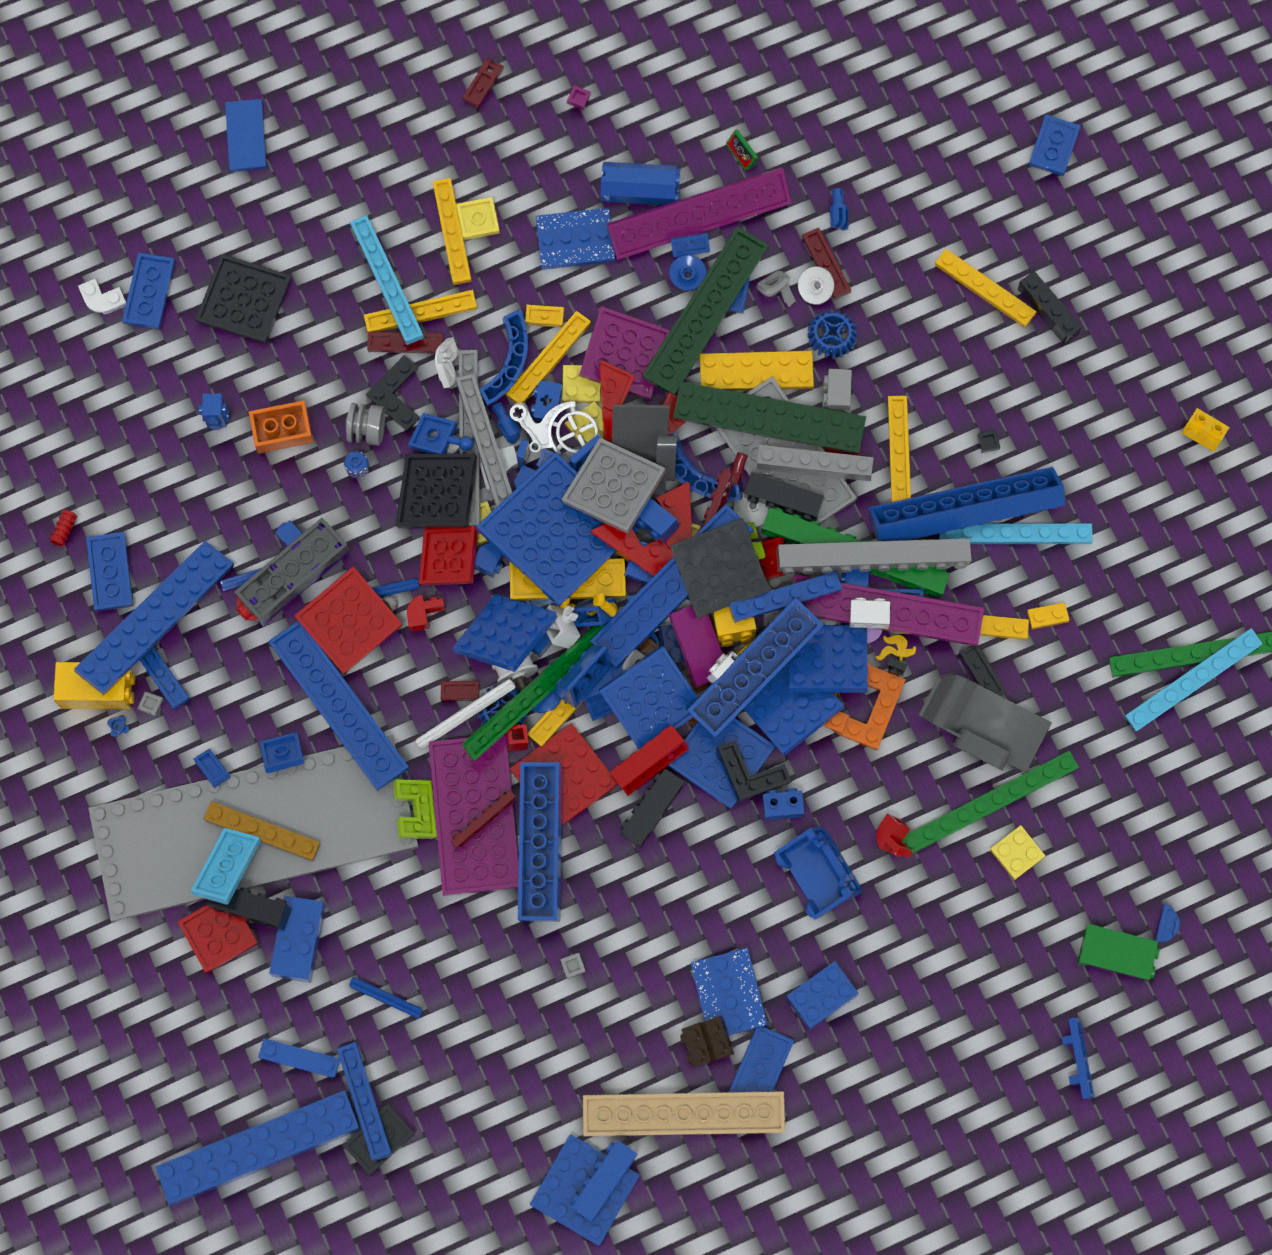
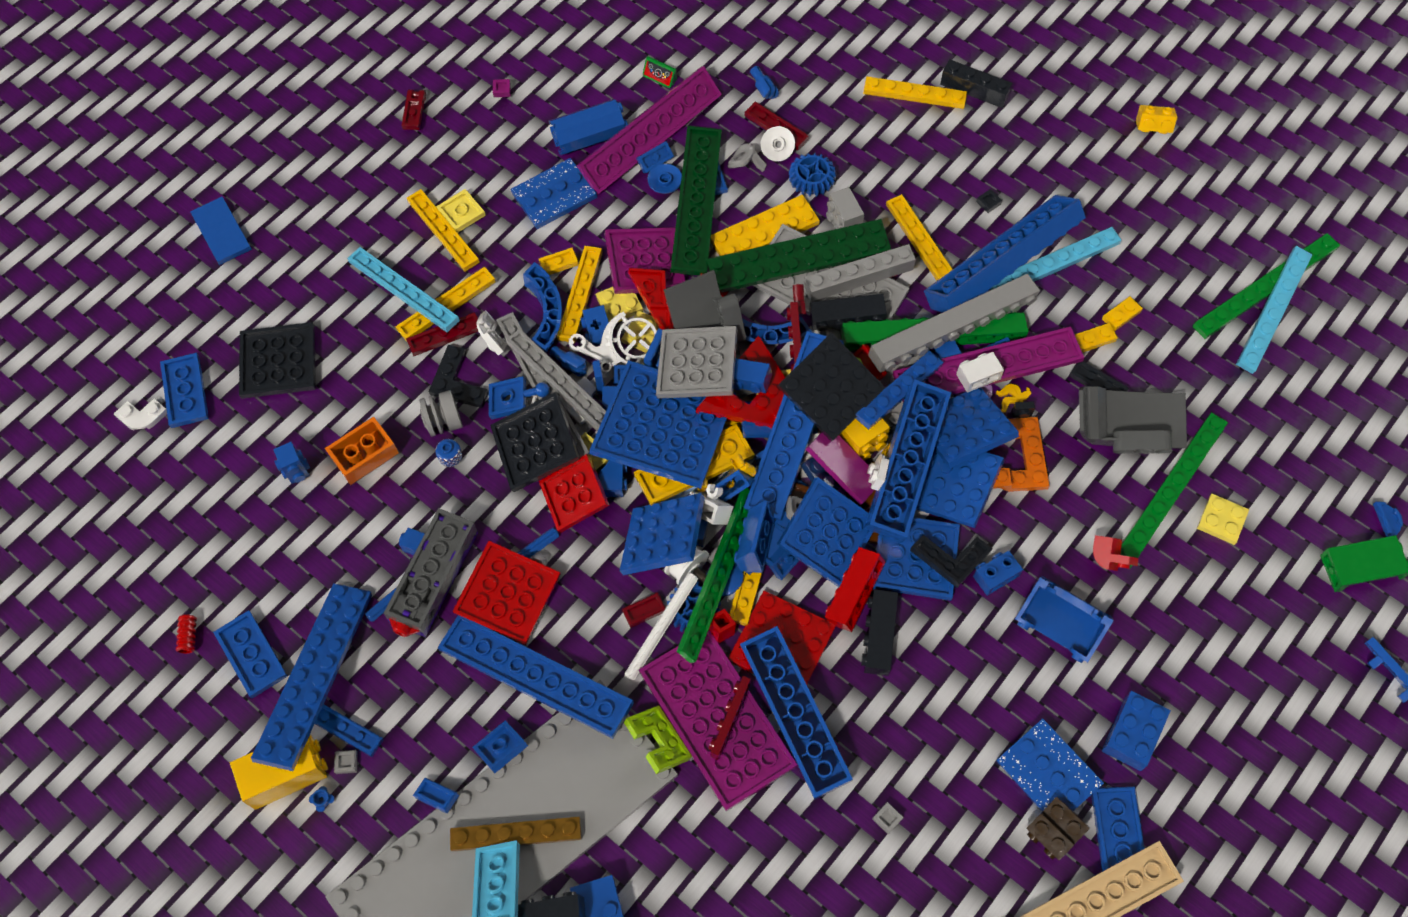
camera: 25 degrees left, 10 degrees down
(418, 610) = (570, 553): red brick -> none

